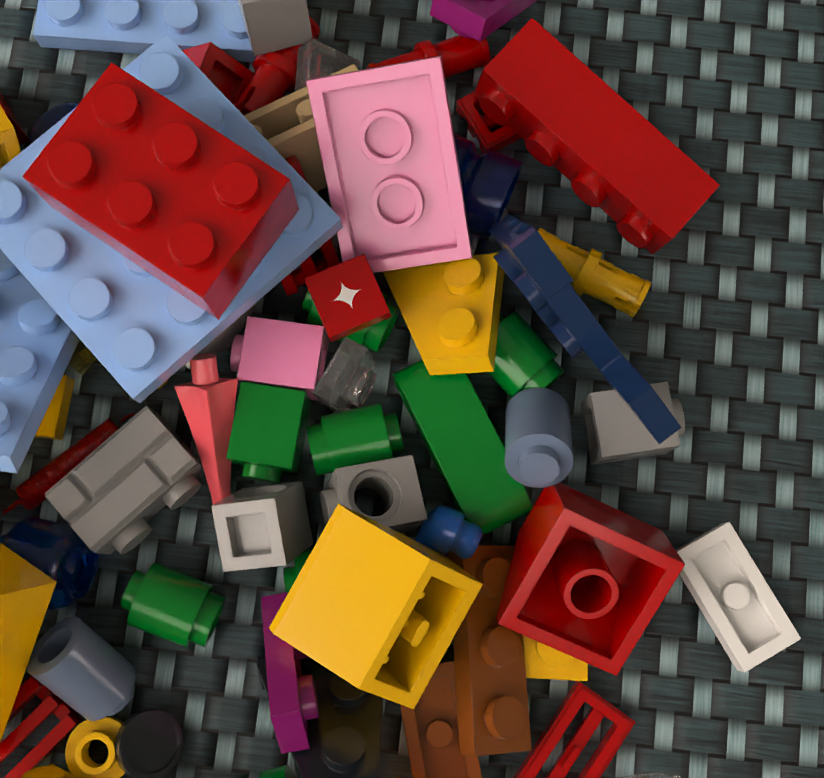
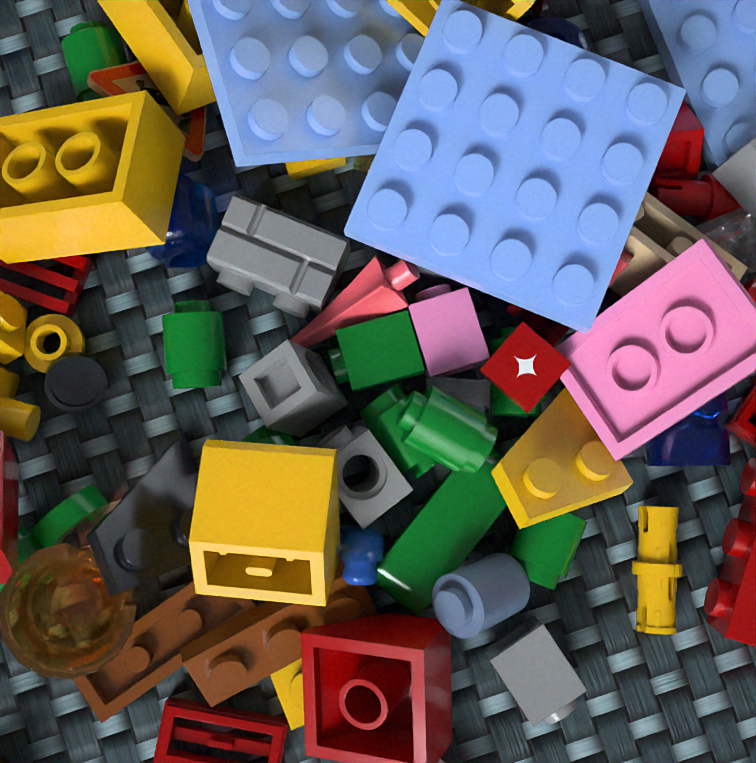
camera: 65 degrees right, 5 degrees up
(34, 489) = (247, 185): red piece -> none
(82, 669) = (109, 298): sand blue brick -> none
(164, 190) = (537, 166): red brick -> none
(290, 694) = (162, 483): magenta plate -> none
(370, 395) = (446, 430): none -> green brick
(548, 289) = (596, 583): dark blue wing -> none

